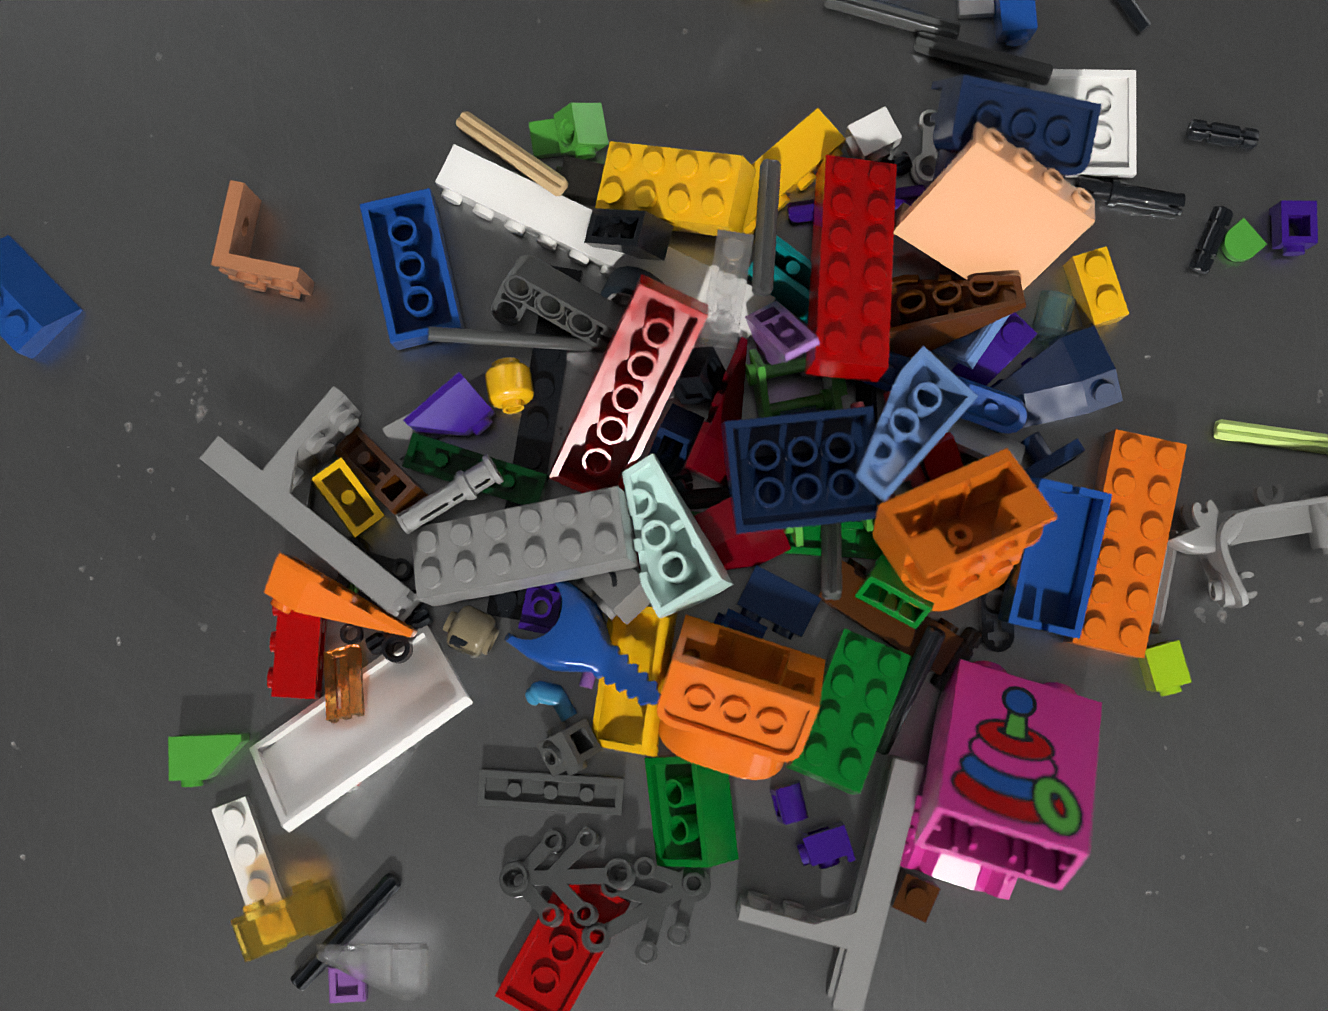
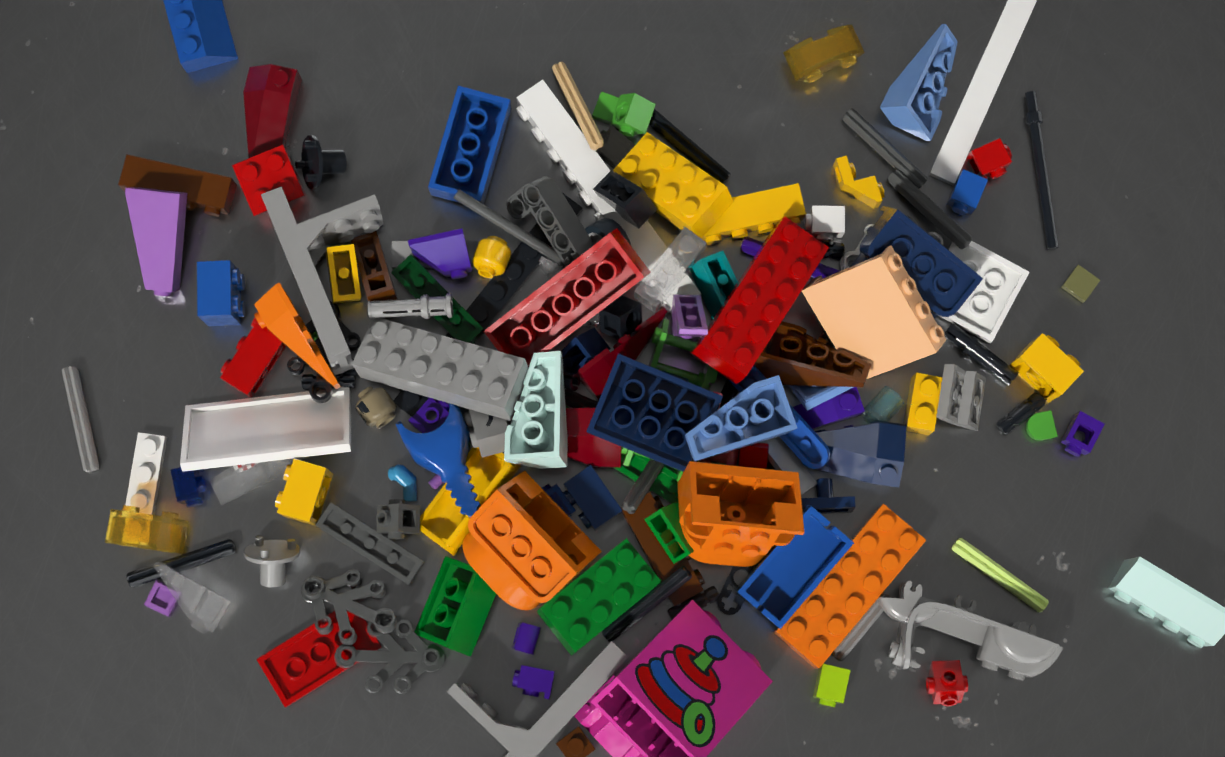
camera: 20 degrees right, 5 degrees down
(94, 497) = (203, 189): none -> reddish brown brick
(105, 569) = (158, 235): none -> medium lavender slope
(135, 829) = (80, 419): none -> light grey axle
(152, 348) = (269, 106): none -> dark red wedge
(192, 429) = (266, 173): none -> red brick
(201, 755) = (152, 393): bright green slope -> none
(215, 598) = (220, 293): none -> blue brick
(235, 244) = (362, 68): nougat bracket -> none
(244, 382) = (317, 162): none -> black piece
(306, 842) = (189, 486): none -> clear blue brick
(349, 681) = (276, 396): clear orange tile -> none
(443, 777) = (304, 492): none -> yellow brick
(447, 870) = (272, 558): none -> light grey piece
(665, 134) = (688, 147): none -> black axle
(766, 227) = (719, 243): dark grey axle -> none
(898, 75) = (864, 190): none -> yellow slope
(1135, 257) = (961, 397): none -> light grey slope
(1198, 53) = (1080, 283): none -> olive tile
(1217, 170) = (1047, 367): none -> yellow brick
(1223, 134) = (1069, 346): black axle -> none
(1293, 594) = (946, 682): none -> red brick

